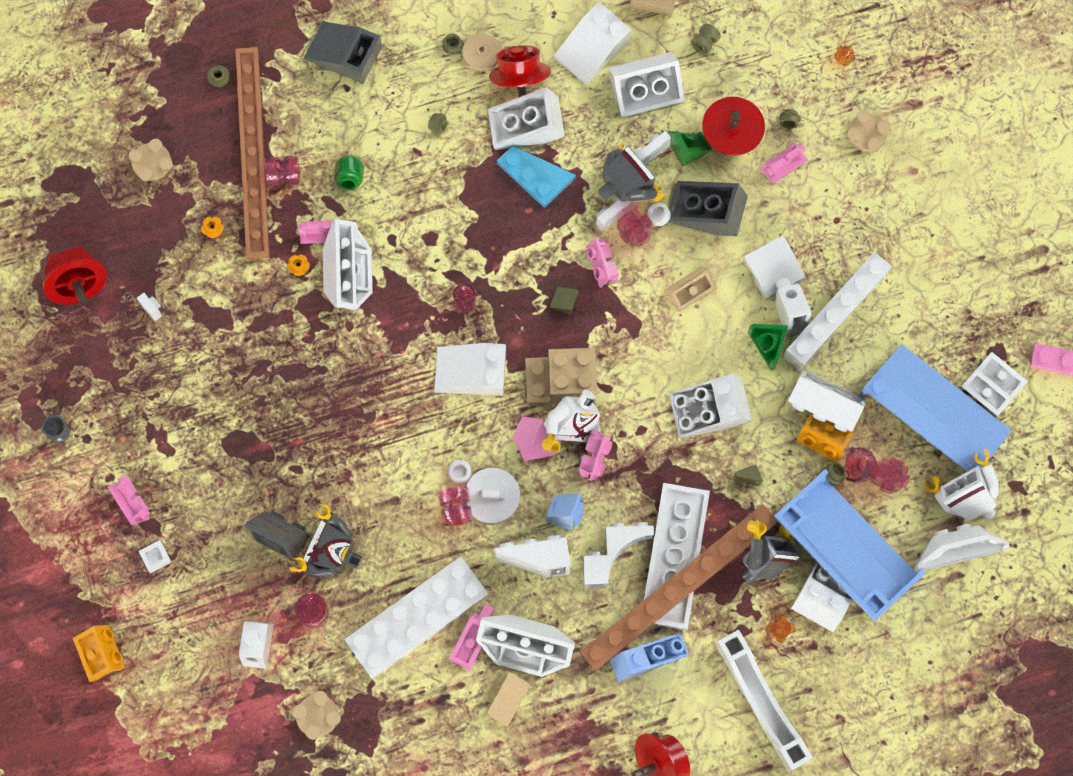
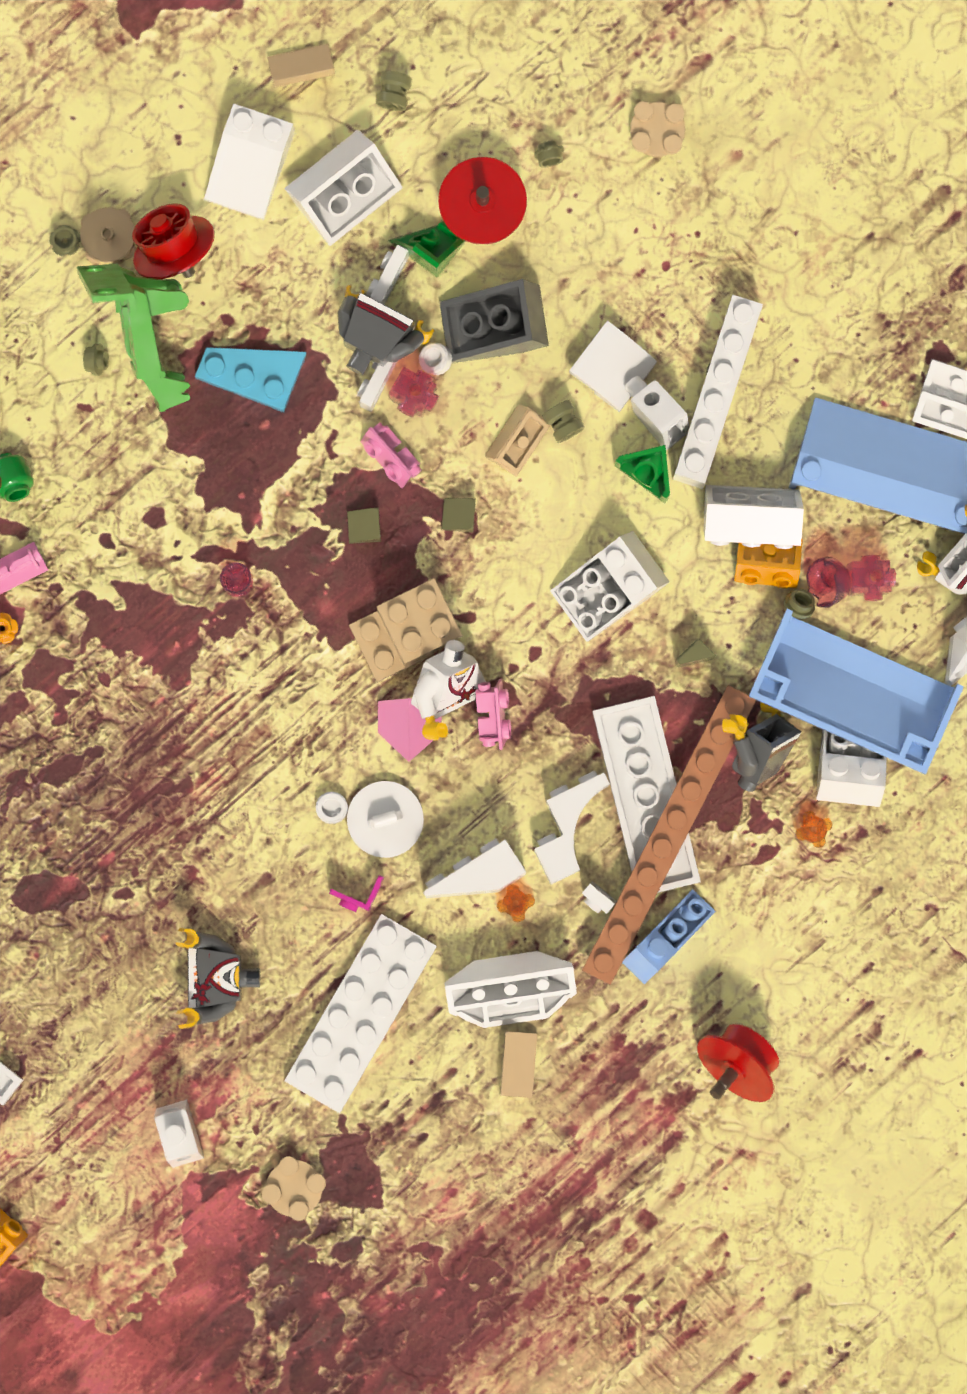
camera: 25 degrees left, 10 degrees up
(277, 534) = (142, 987): dark grey slope -> none
(312, 610) = (229, 1064): clear pink wheel -> none
(346, 265) = (67, 606): white wedge -> none
(445, 541) = (352, 904): none -> dark pink bracket
(455, 514) = (352, 865): clear pink wheel -> none
(467, 648) = (440, 1025): bright pink hinge -> none
(471, 369) = (286, 670): white slope -> none
(477, 92) = (136, 302): none -> bright green container
(526, 120) = (219, 303): white slope -> none
(548, 587) = (506, 905): none -> clear orange plate
(566, 511) = (487, 802): light blue slope -> none
(611, 609) = (598, 899): none -> white plate
(630, 319) = (458, 514): none -> olive slope
(725, 288) = (563, 421): none -> olive wheel
(768, 712) = (830, 931): white arch -> none
(784, 163) = (567, 218): bright pink hinge -> none
(844, 55) = (584, 34): clear orange plate -> none

